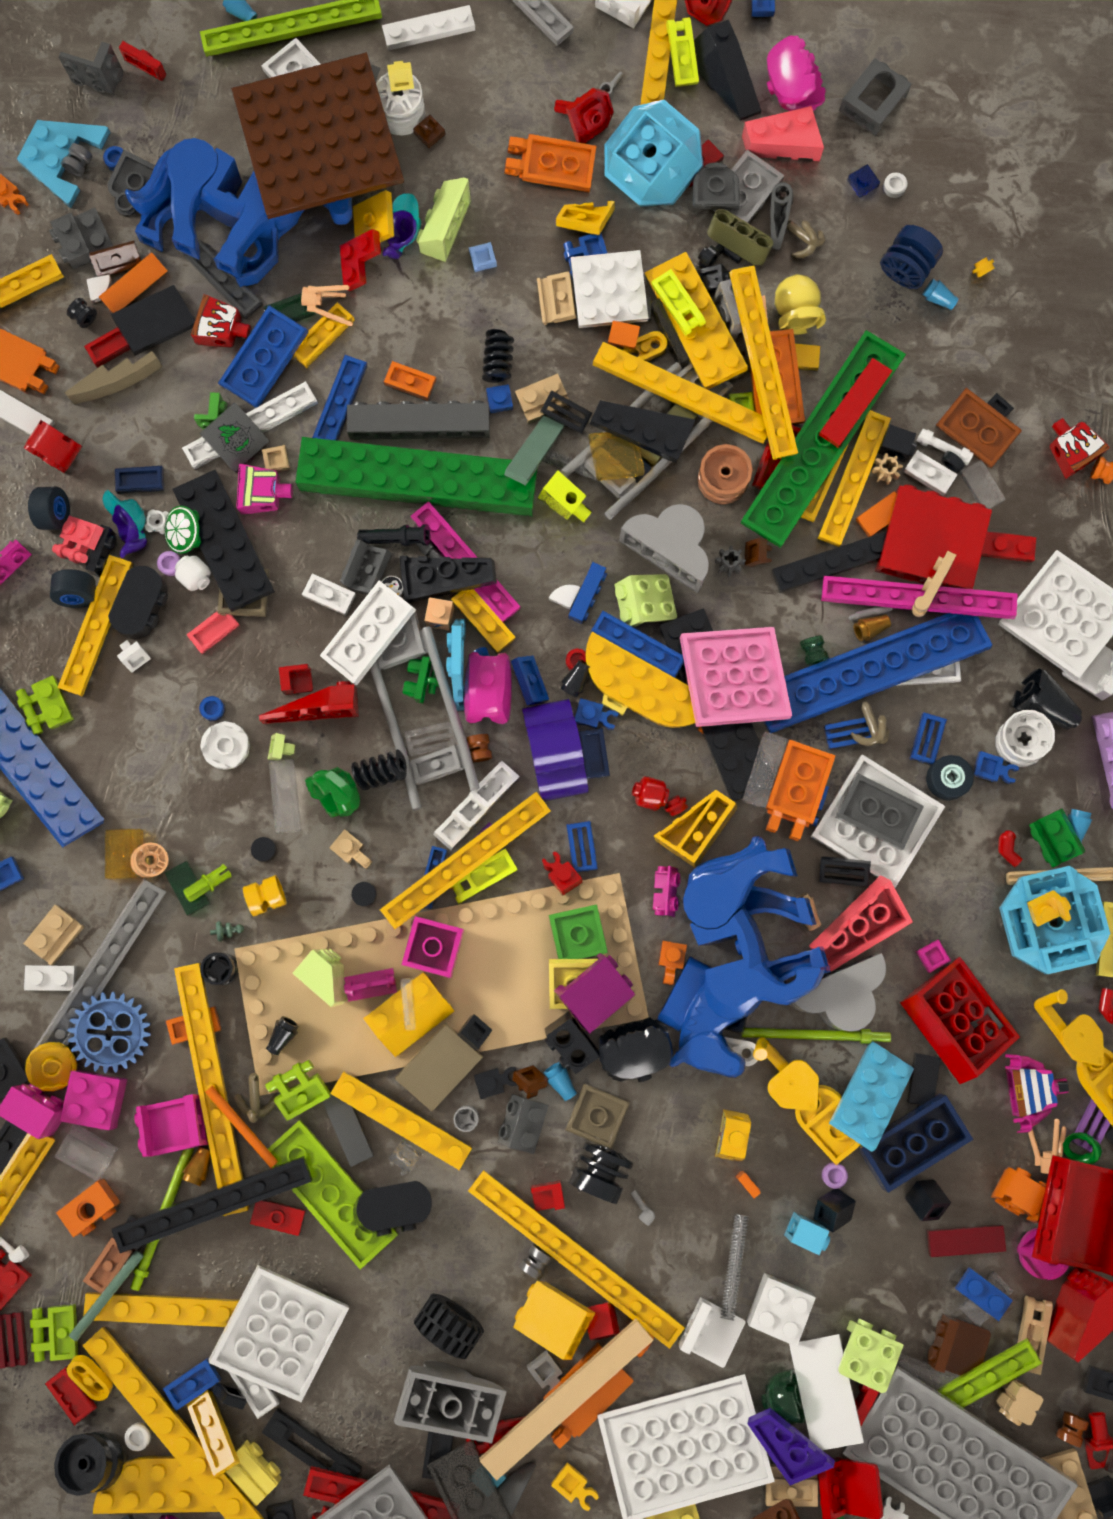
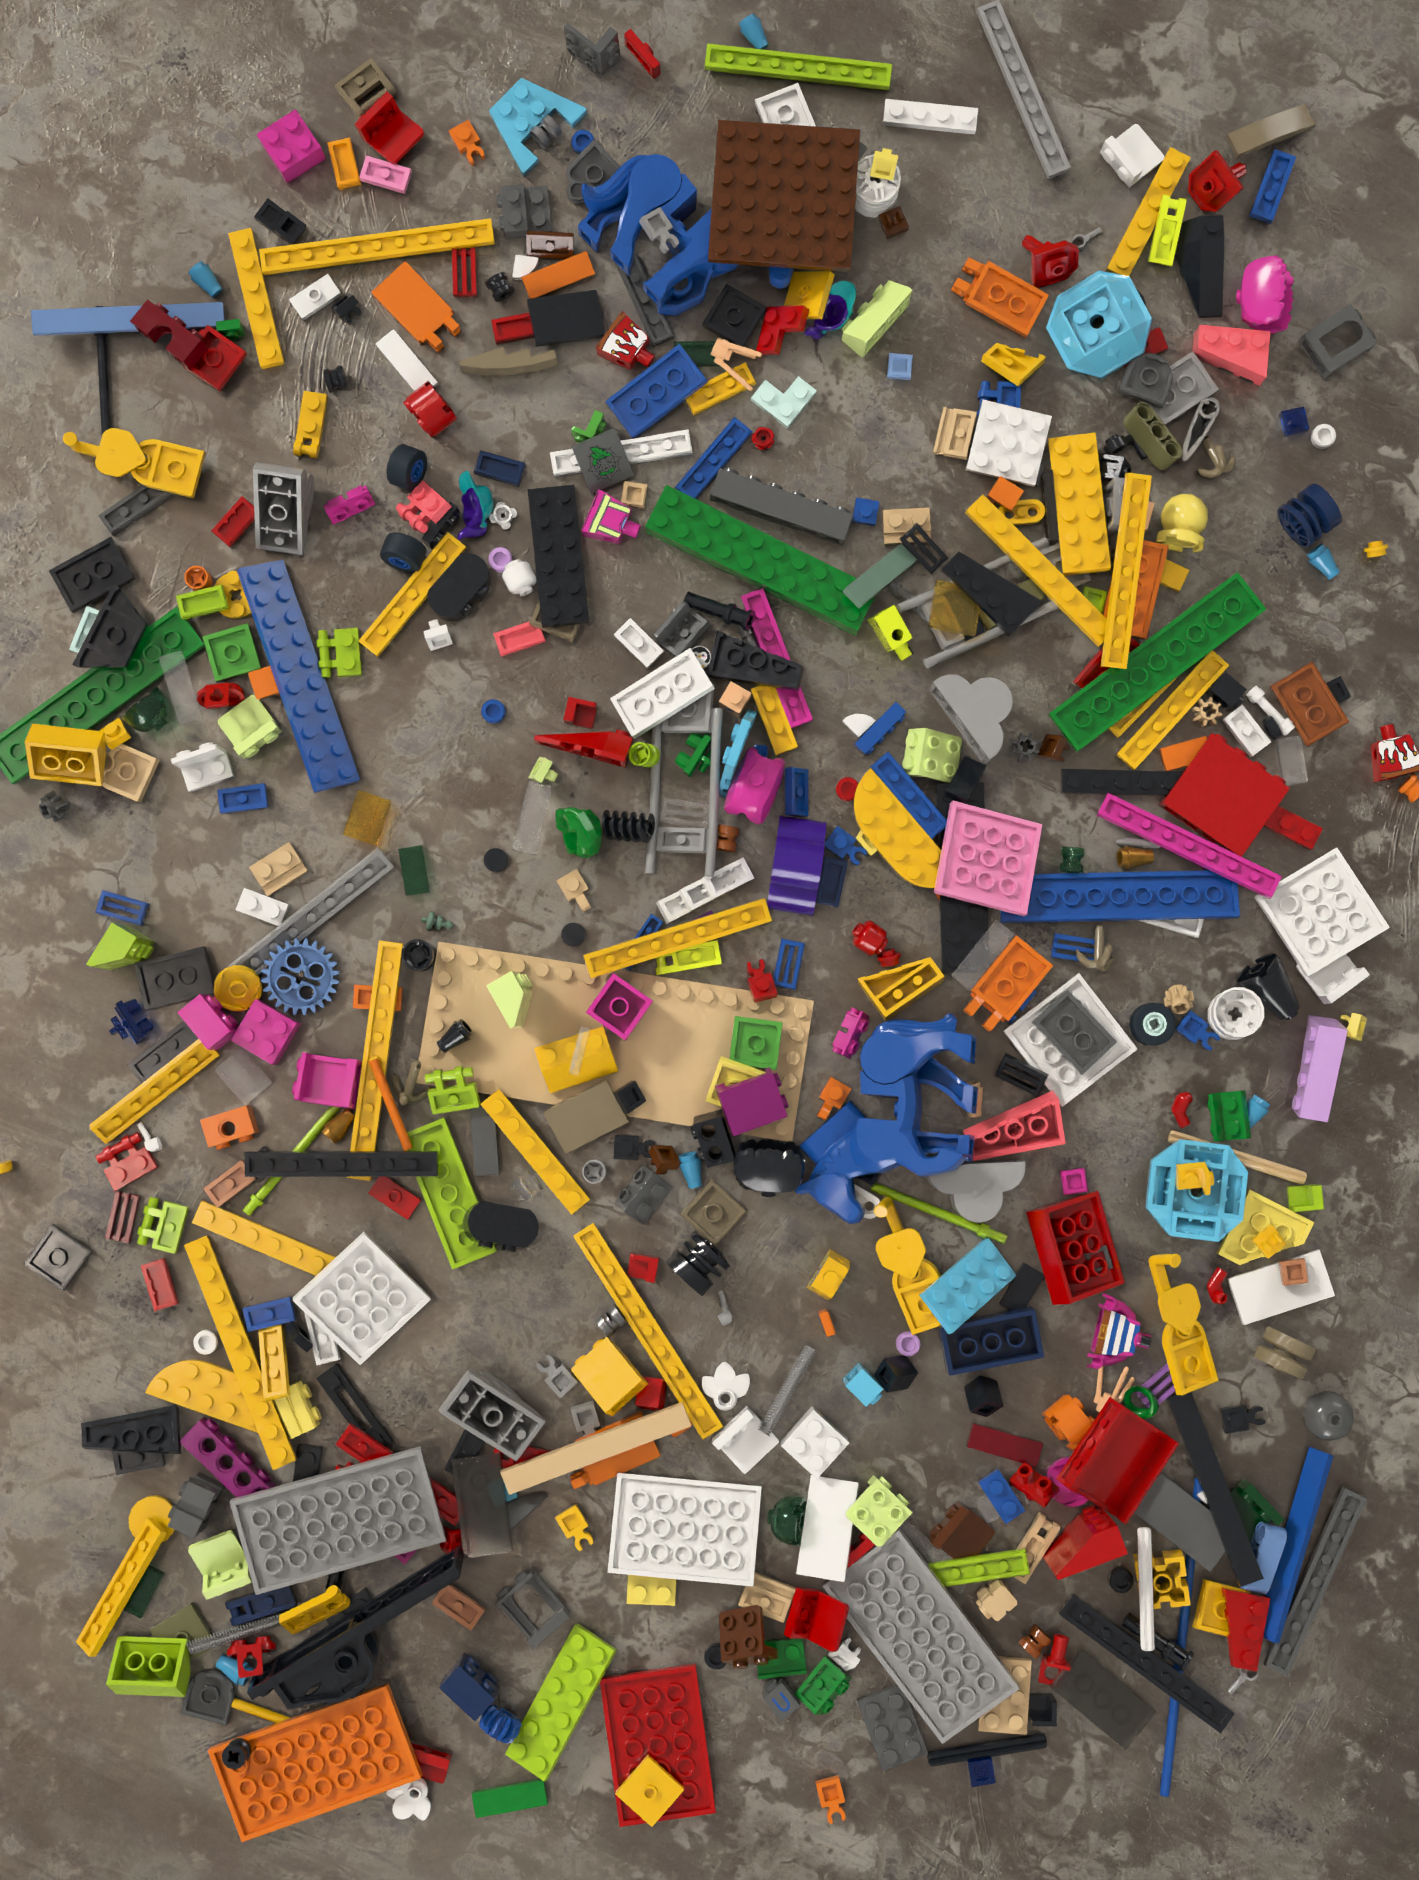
camera: 20 degrees right, 5 degrees up
(37, 295) = (463, 253): none -> red tile
(88, 1463) = (157, 1348): black wheel -> none
(89, 1378) = (179, 1273): yellow plate -> none
(106, 1295) = (219, 1209): sand green bar -> none
(159, 861) = (397, 836): light nougat wheel -> none
(182, 529) = (523, 532): dish -> none
(206, 883) = (433, 873): lime axle -> none
(209, 203) = (658, 227): none -> light grey plate
(225, 745) = (493, 750): white tile -> none
(264, 895) = (482, 903): yellow wheel -> none
(311, 263) = (734, 316): none -> black plate
(366, 699) = (638, 754): none -> lime wheel
(370, 984) = (550, 1019): dark pink hinge -> none
(379, 359) = (763, 432): none -> red plate
(386, 330) = (785, 406): none -> light aqua plate
(410, 380) = (787, 464): orange plate -> none
(448, 1326) = (514, 1347): black tyre -> none
(497, 356) = (878, 470): black piece -> none
(506, 1340) = (559, 1378): none -> light grey plate
(576, 679) = (839, 806): black cone -> none
(671, 1282) = (725, 1383): none -> white plate
(678, 301) = (1068, 480): neon yellow plate -> none
(685, 611) = (965, 780): none -> black tile
(724, 460) = (1040, 672): nougat wheel -> none
(789, 1448) = (775, 1562): dark purple wing -> none
(855, 402) = (1199, 639): red tile -> none
(914, 753) = (1158, 964): blue tile -> none
(932, 585) = (1205, 839): tan plate -> none
(966, 744) = (1179, 999): none -> tan gear
(1011, 1271) = (1034, 1485): none -> red hips

